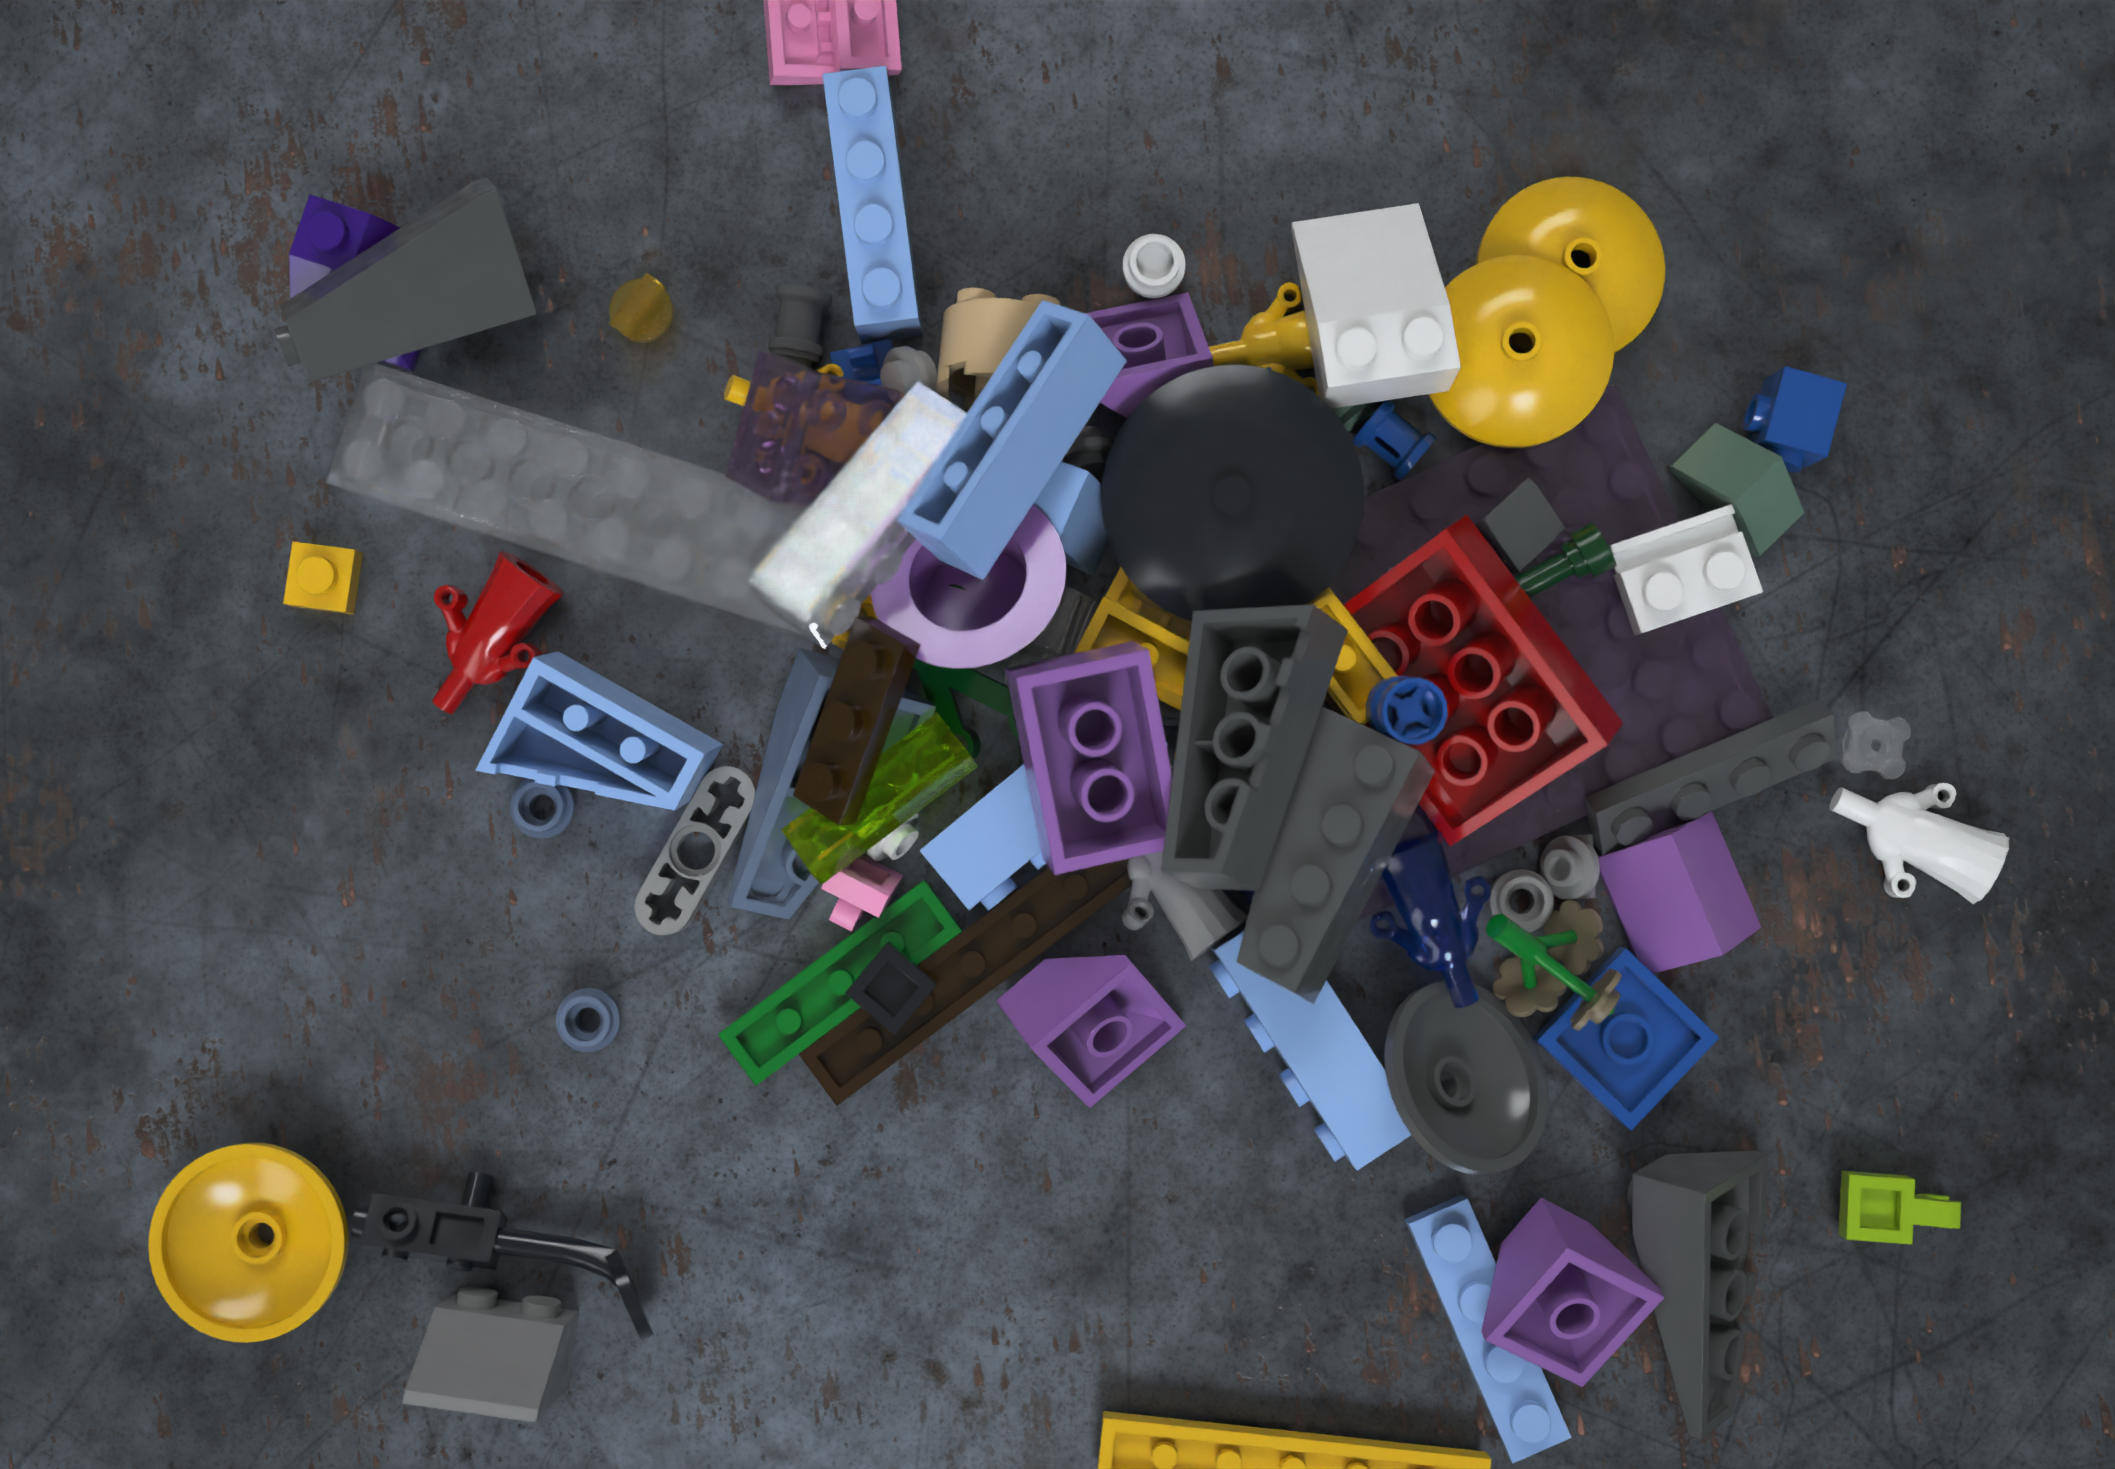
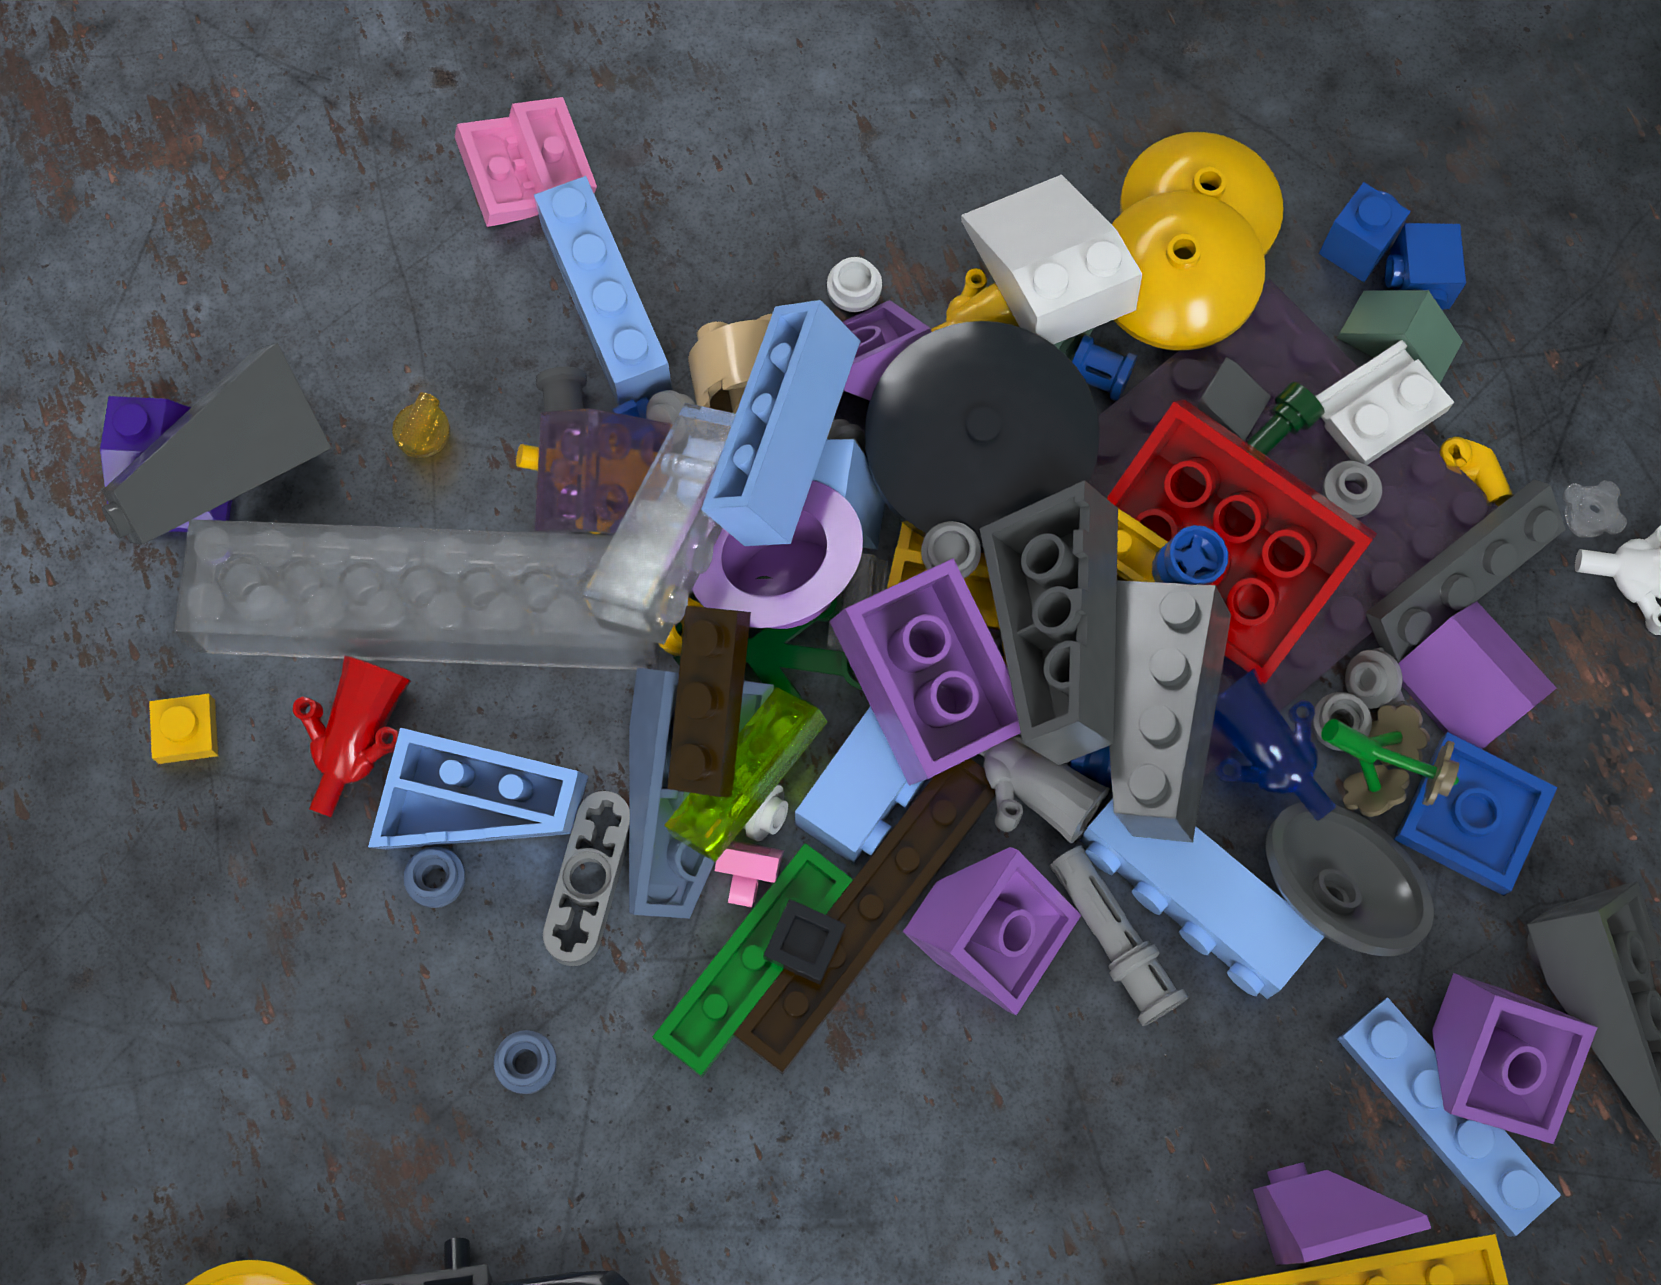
camera: 20 degrees left, 15 degrees down
(1158, 621) = (951, 541): none -> light grey plate
(1221, 1089) = (1131, 958): none -> light grey pin
(1330, 1405) = (1327, 1215): none -> medium lavender slope
(1597, 663) = (1354, 504): none -> light grey plate
(1740, 358) = (1364, 231): none -> blue brick
(1768, 662) = (1479, 465): none -> yellow arm

